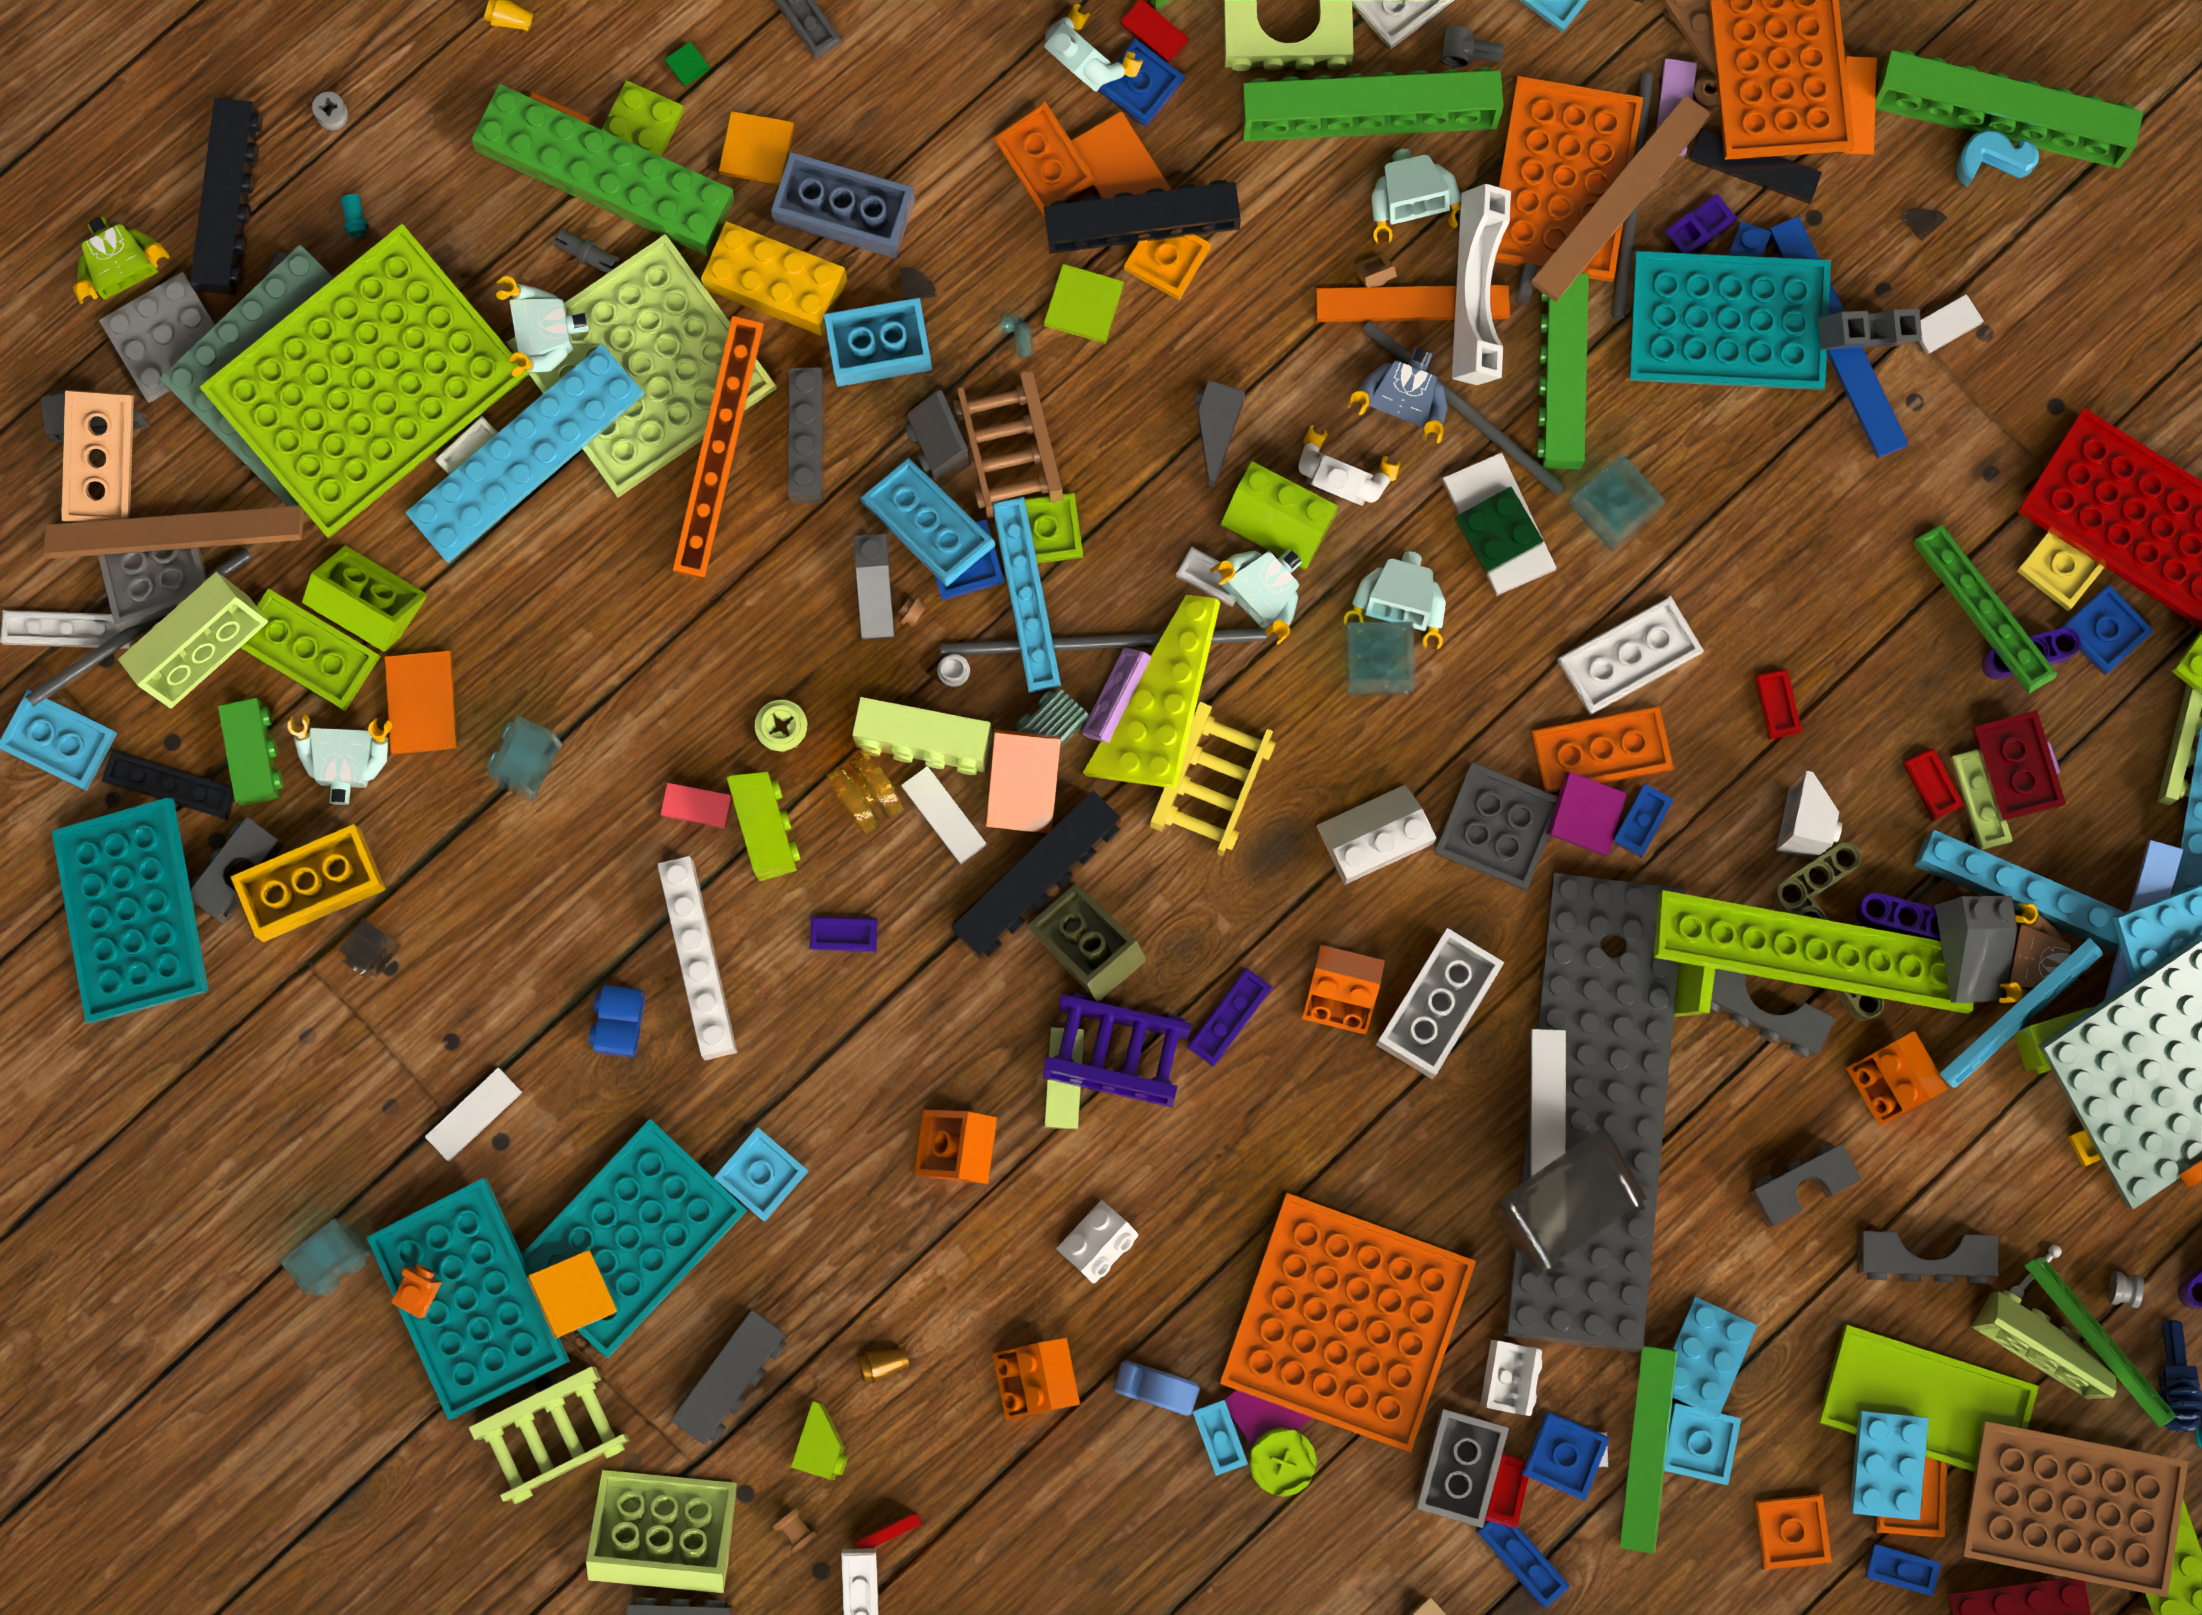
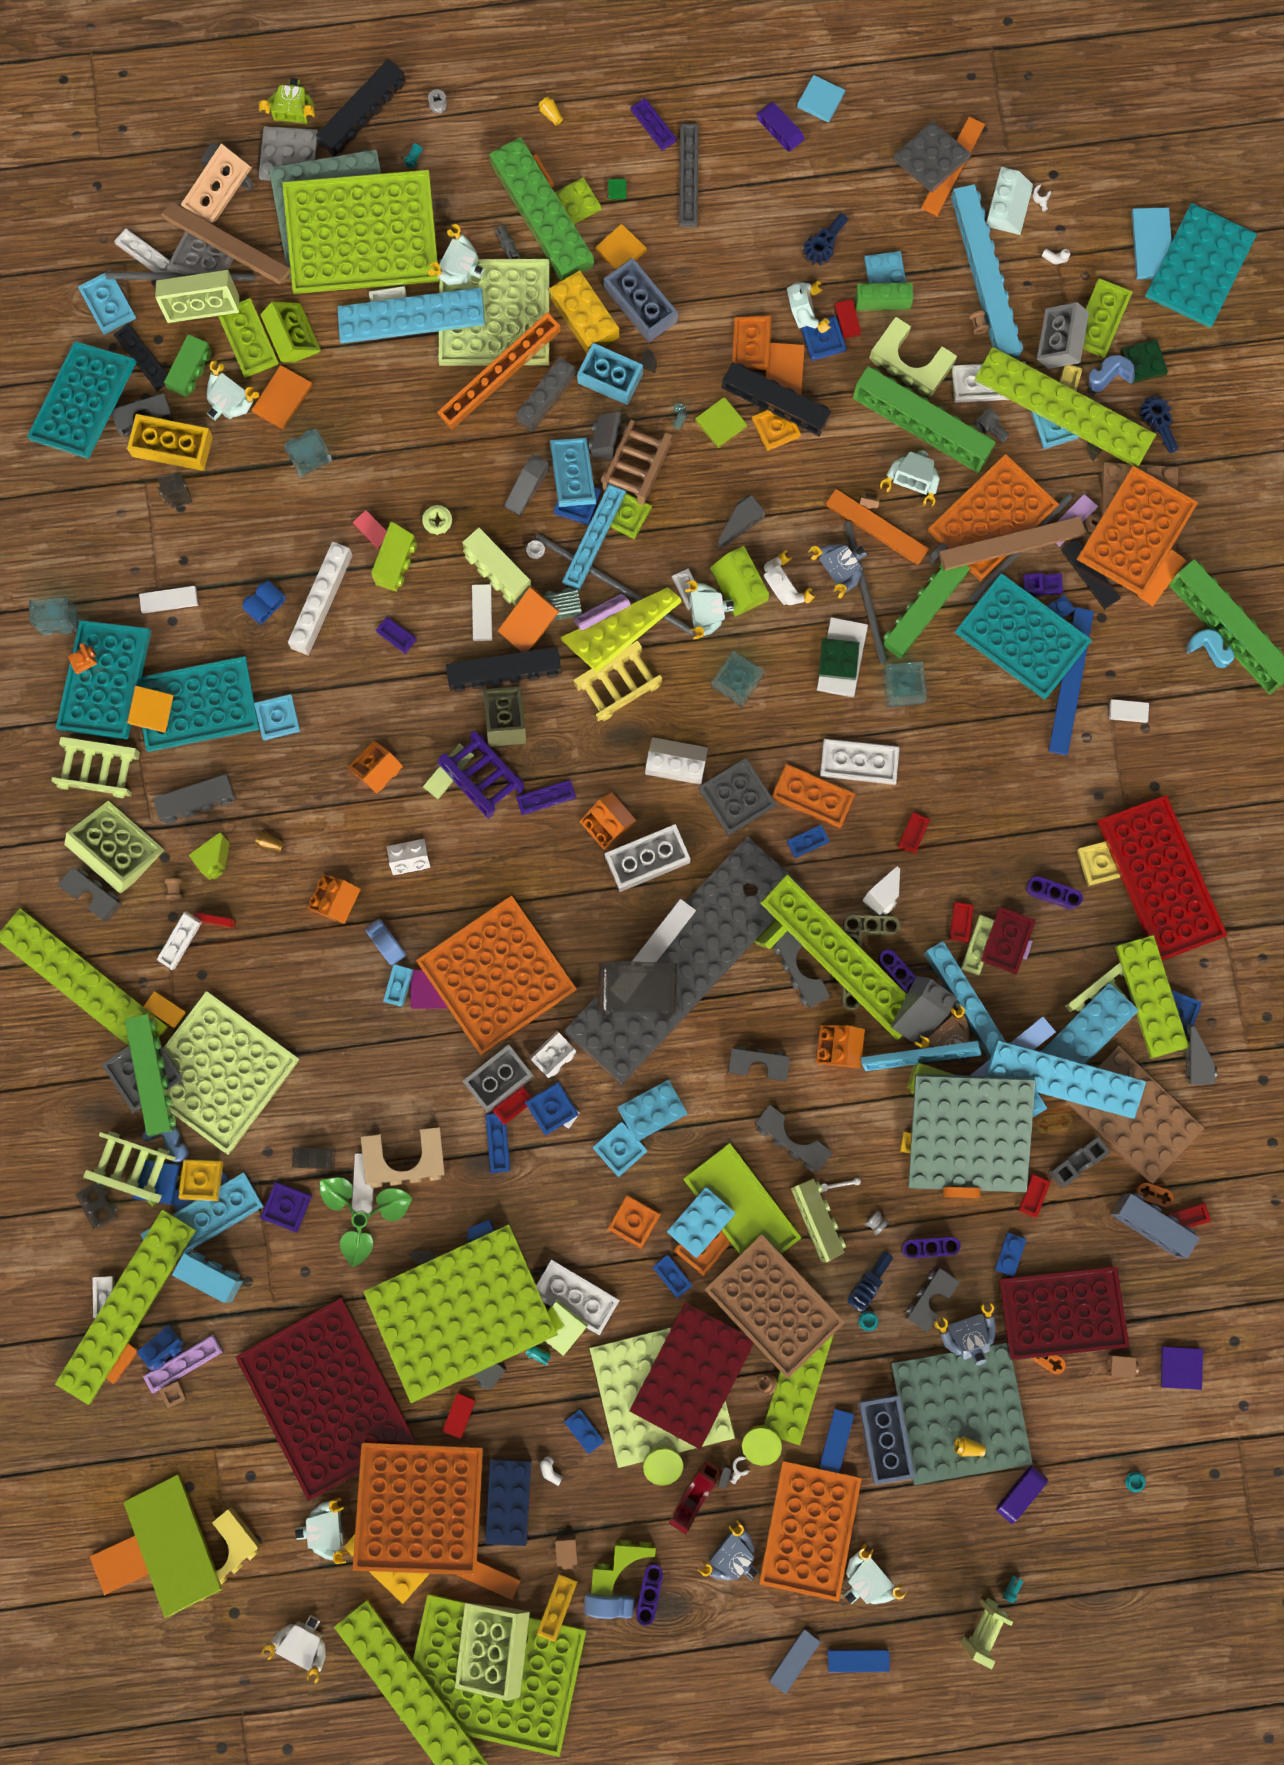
camera: 35 degrees right, 0 degrees up
(866, 791) = (450, 574): clear yellow wheel -> none
(911, 610) = (535, 508): medium nougat plate -> none
(1282, 1461) = (418, 1017): lime tile -> none
(1402, 594) = (770, 656): light aqua torso -> none
(1482, 225) = (933, 512): white arch -> none
(1586, 813) = (783, 819): magenta tile -> none
(1648, 1449) = (592, 1133): bright green tile -> none
(1867, 330) = (1082, 683): dark grey arch -> none
(1923, 221) = (1154, 655): clear smoke tile -> none
(1985, 609) = (1046, 856): bright green tile -> none
(2100, 1341) = (844, 1236): bright green tile -> none
(2108, 629) = (1101, 908): blue tile -> none

